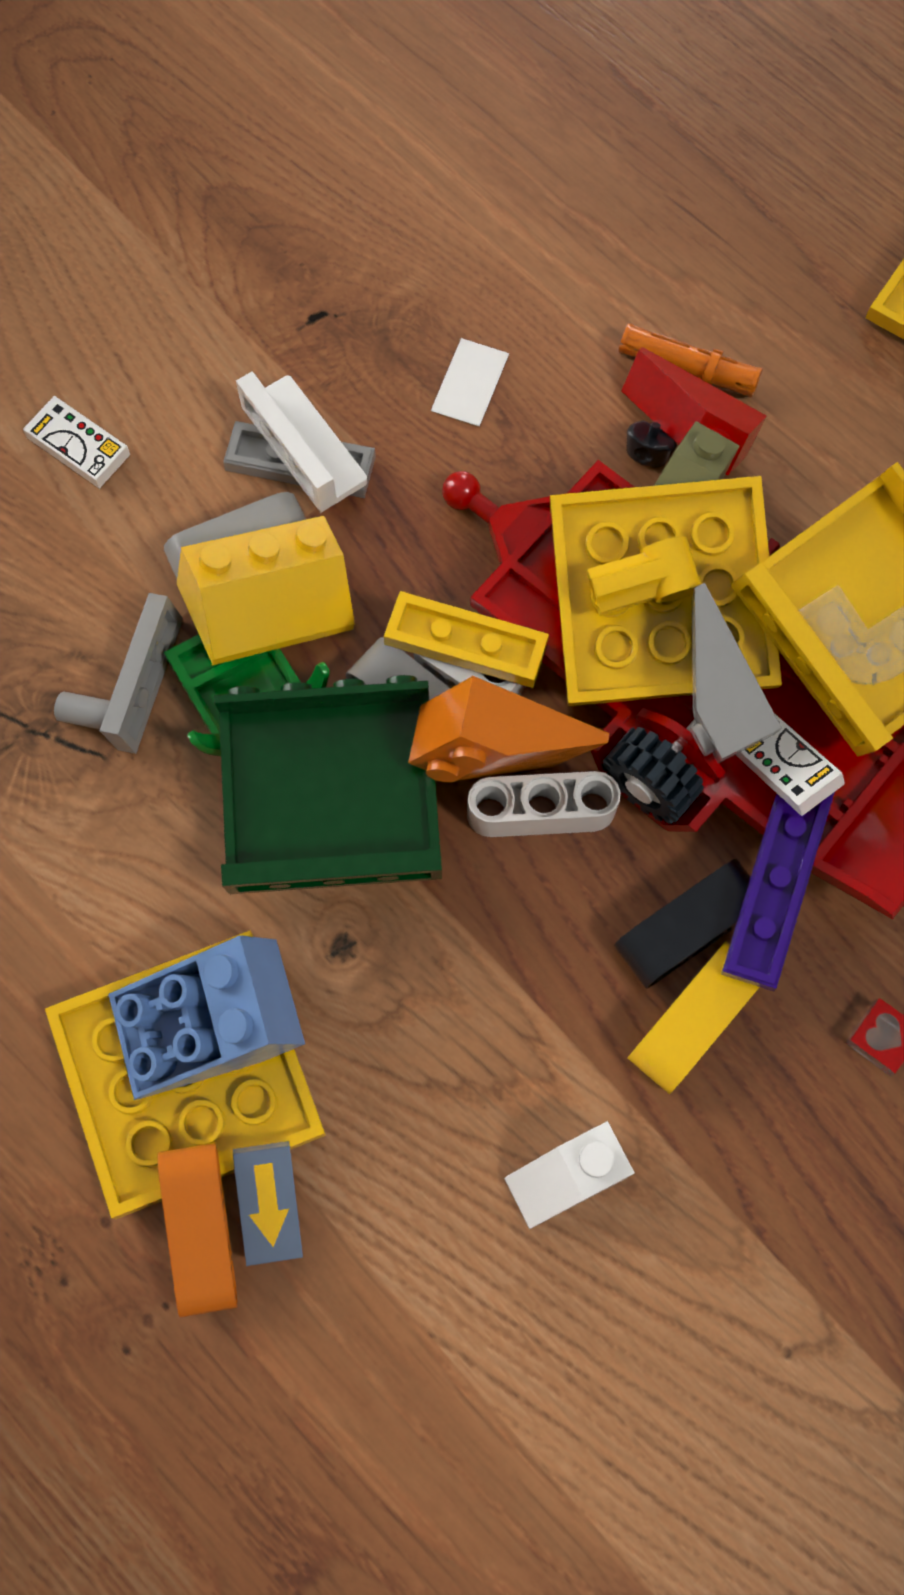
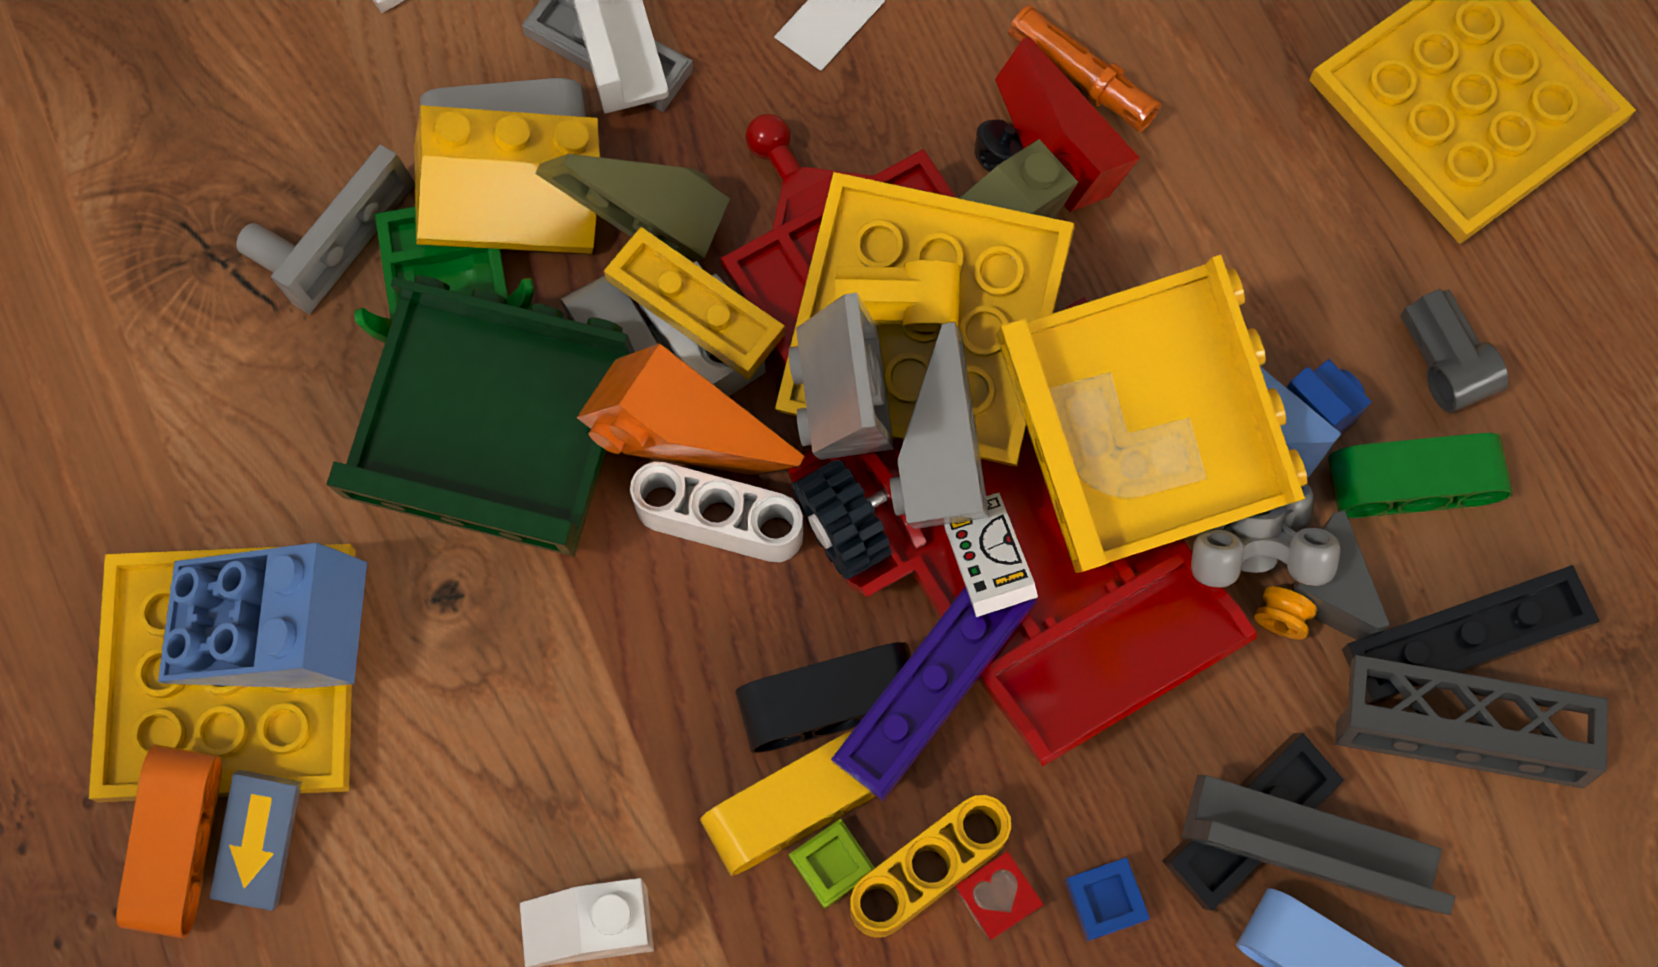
camera: 20 degrees right, 0 degrees up
(385, 567) = (663, 199): none -> olive slope
(632, 658) = (842, 382): none -> light grey slope
(744, 1057) = (831, 863): none -> lime tile
(847, 1018) = (947, 840): none -> yellow beam

